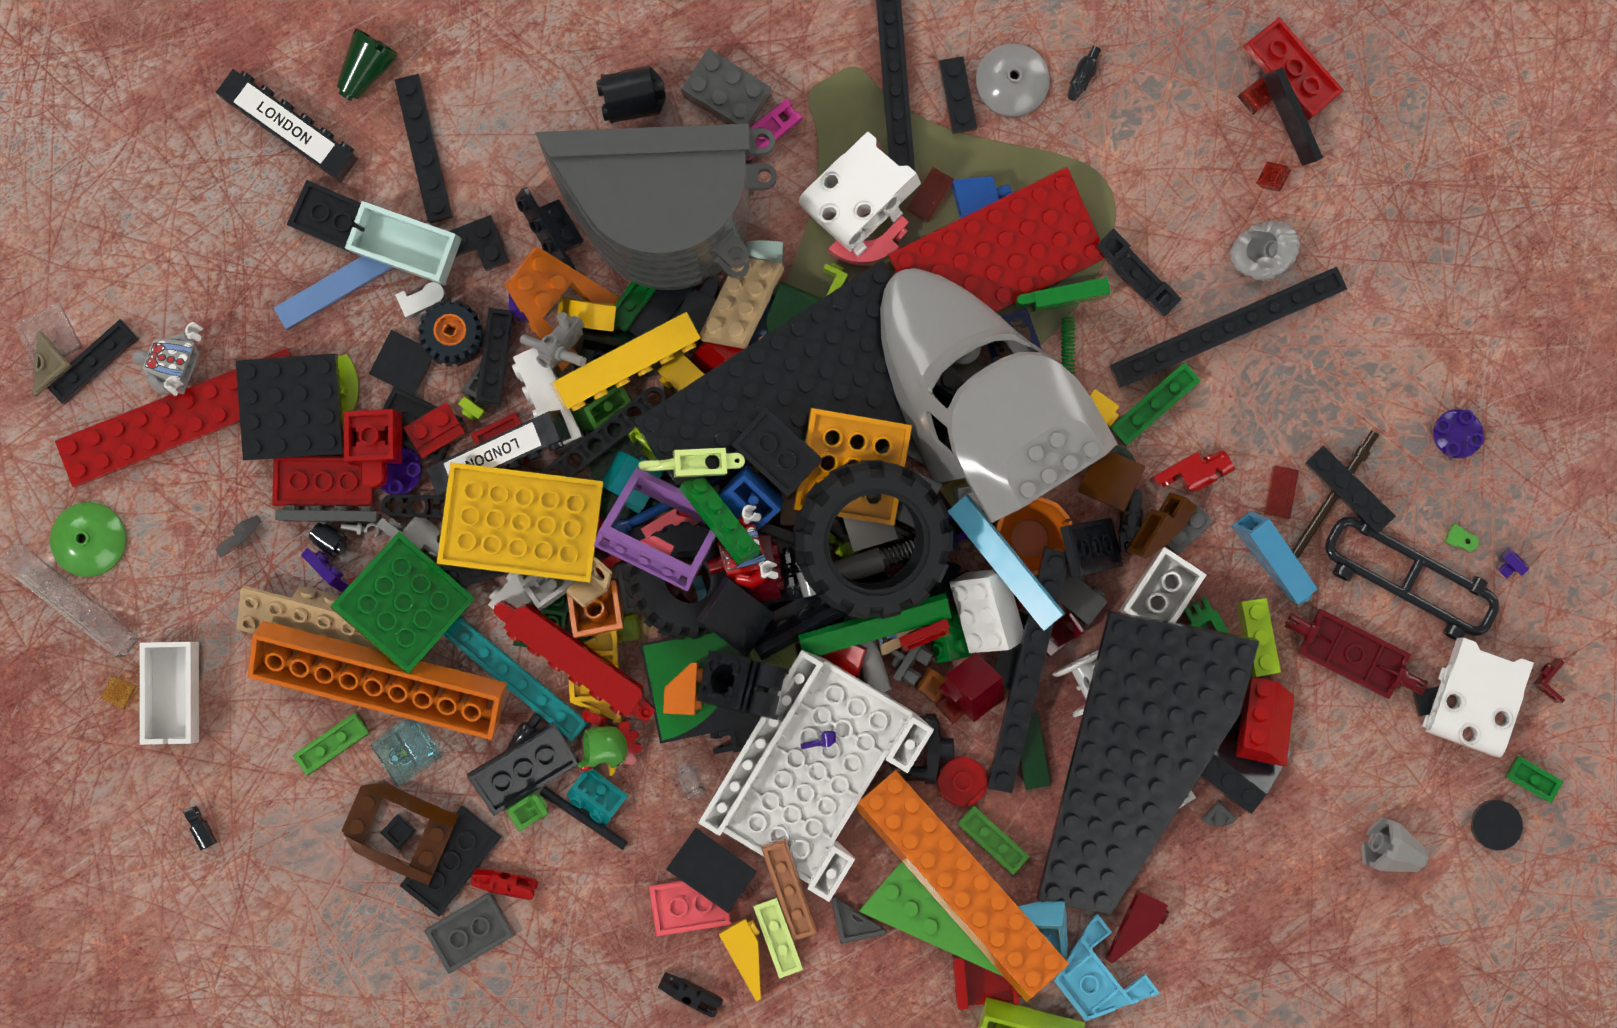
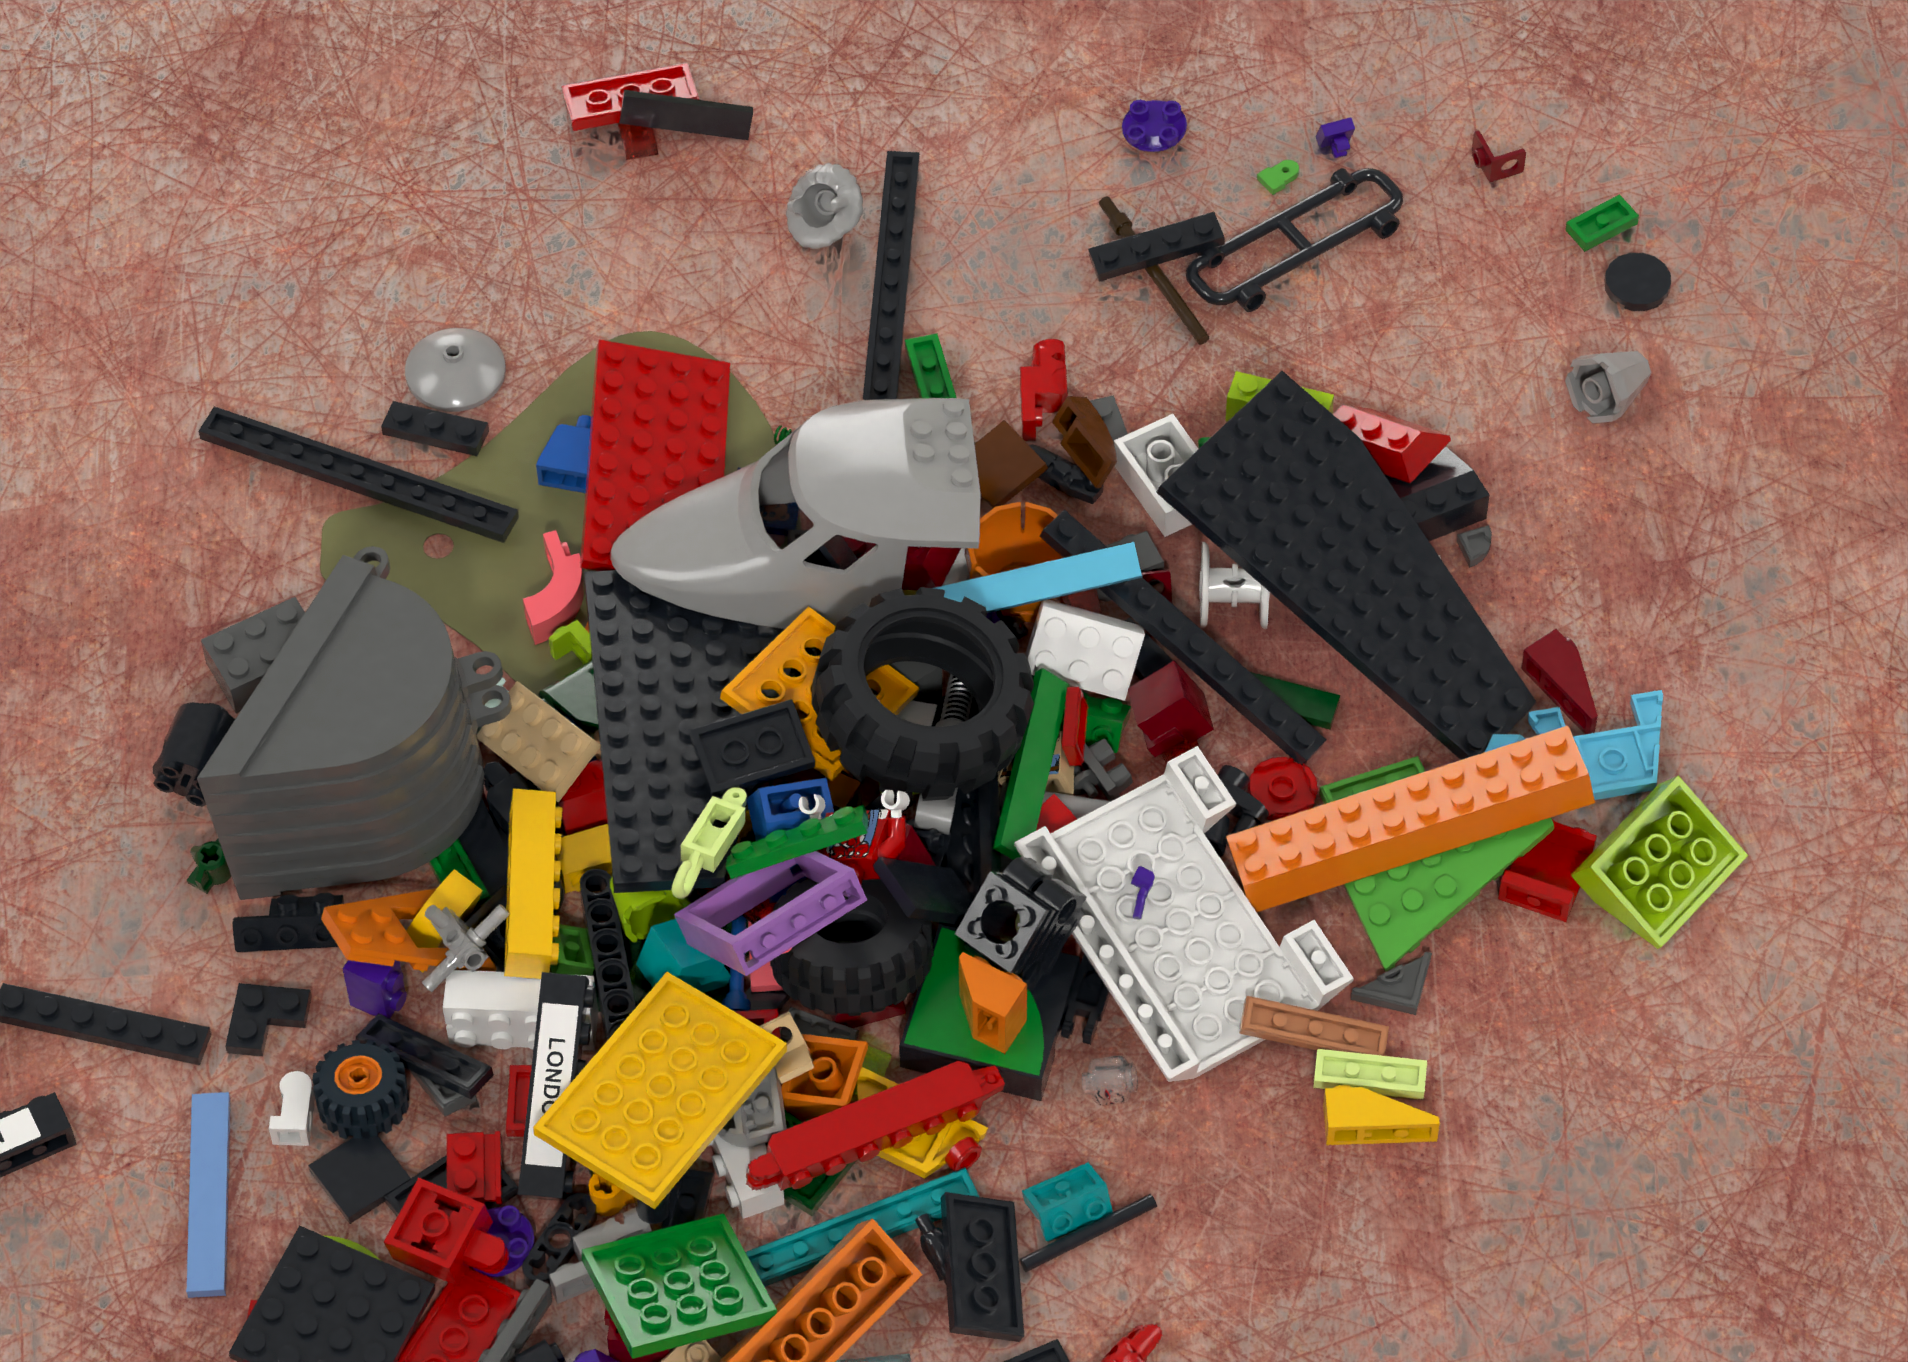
camera: 60 degrees left, 30 degrees down
(325, 215) = (116, 1167): black plate -> none
(359, 528) = (545, 1325): white hand -> none
(403, 243) = (211, 1079): light aqua piece -> none
(471, 409) = (474, 1113): lime plate -> none
(527, 811) = (1041, 1285): bright green bracket -> none
(609, 746) = (1010, 1152): bright green piece -> none
(682, 909) = (1272, 1160): coral tile -> none
(690, 994) = (1390, 1207): black hinge -> none
(711, 870) = (1240, 1107): black tile -> none
(865, 184) = (488, 554): white piece -> none
(929, 684) = (1141, 763): dark orange plate -> none
(930, 194) = (535, 506): clear red tile -> none
(1065, 295) = (749, 417): green hinge -> none
(1083, 73) = (496, 294): black piece -> none
(1091, 547) = (1071, 504): black tile -> none
(1137, 274) = (771, 345): black slope -> none
(1273, 176) = (742, 166): clear red plate -> none
(1275, 556) = (1190, 349): dark azure slope -> none
(1281, 492) = (1119, 319): clear red plate -> none
(1355, 654) = (1356, 326): dark red plate -> none
(1425, 701) = (1452, 284): black tile -> none
(1481, 688) = (1474, 223): white piece -> none

